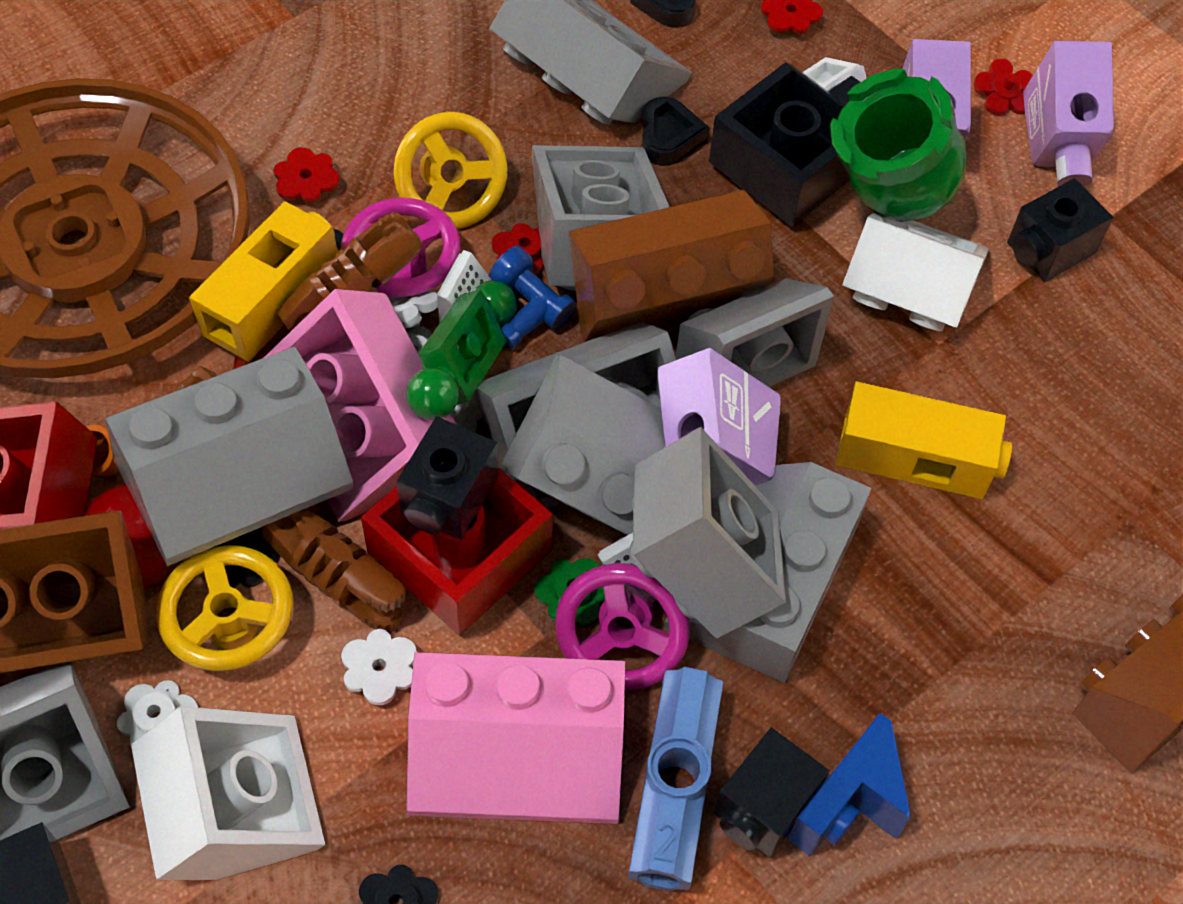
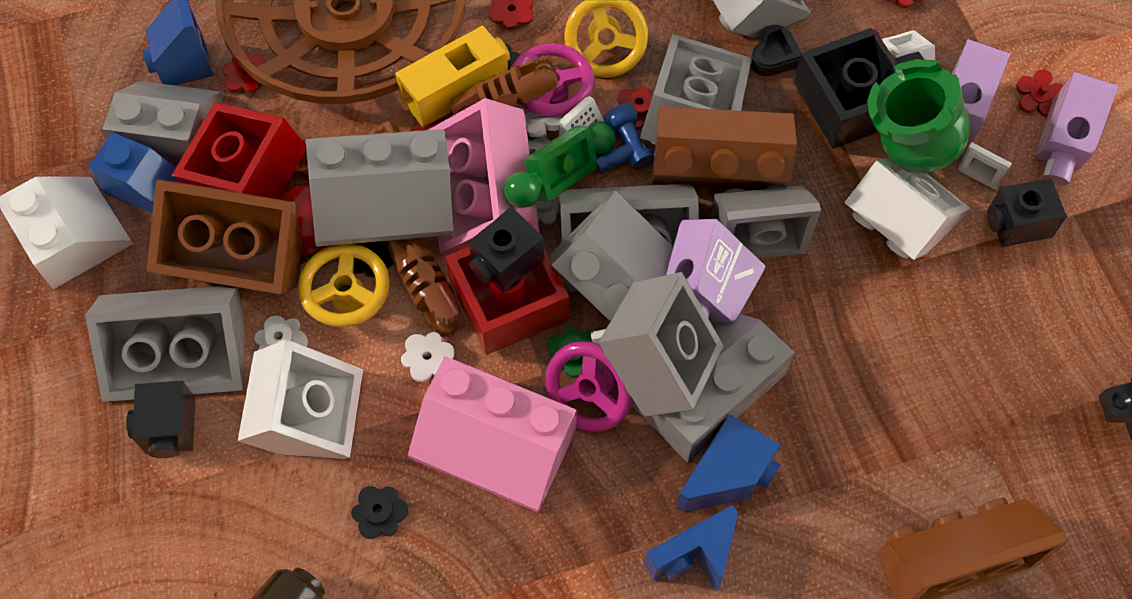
camera: 25 degrees right, 5 degrees up
(669, 815) = (569, 522): medium blue piece -> none
(768, 793) = (636, 529): black brick -> none
(850, 666) = (730, 468): none -> blue slope
(923, 441) = (853, 331): yellow brick -> none
(987, 191) = (984, 166): none -> white slope

